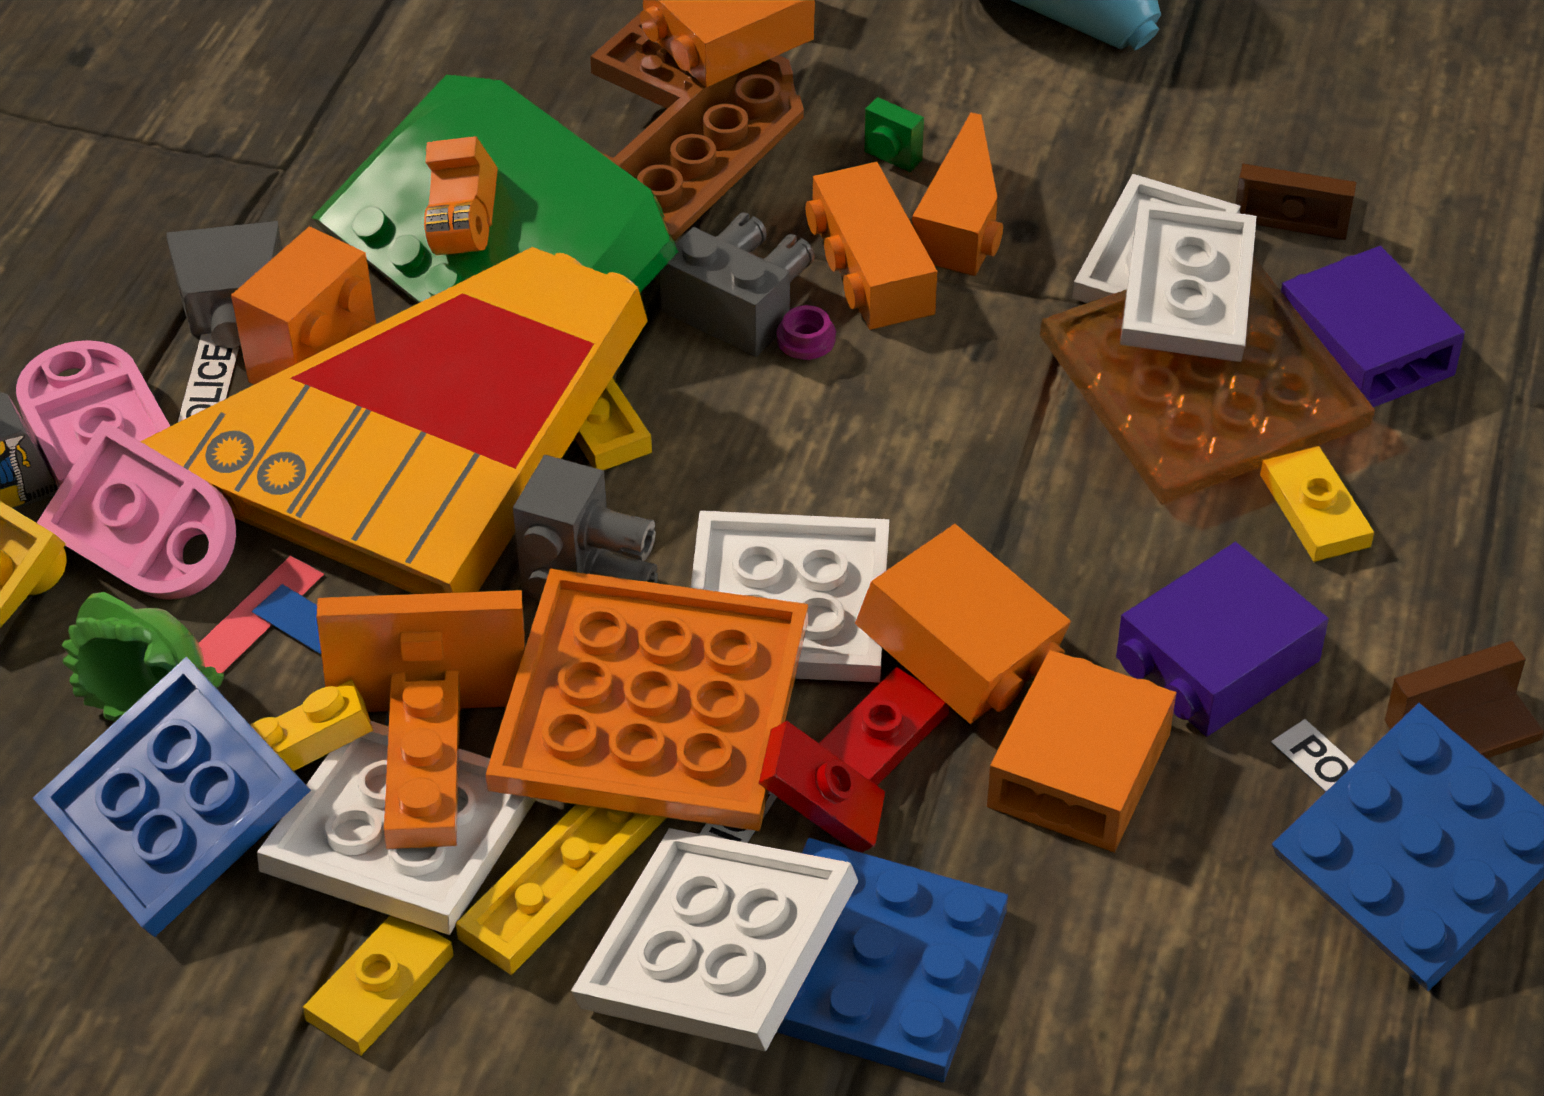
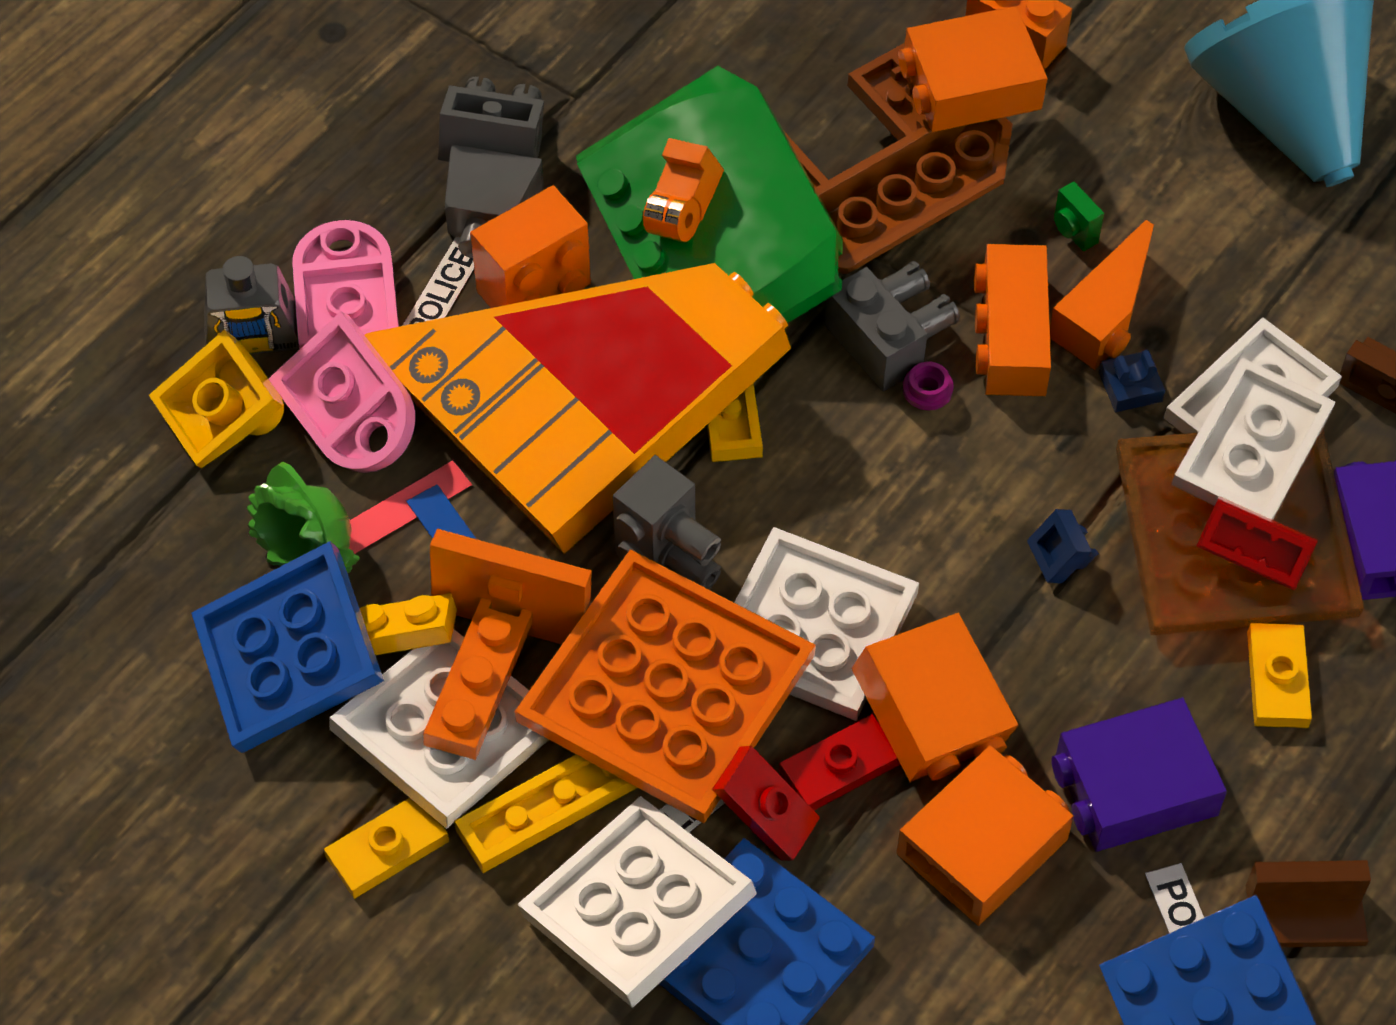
camera: 20 degrees right, 10 degrees up
(200, 200) = (491, 120): none -> dark grey brick
(1022, 271) = (1131, 381): none -> dark blue tile
(1025, 442) = (1061, 546): none -> dark blue tile
(1239, 371) = (1257, 543): none -> red plate

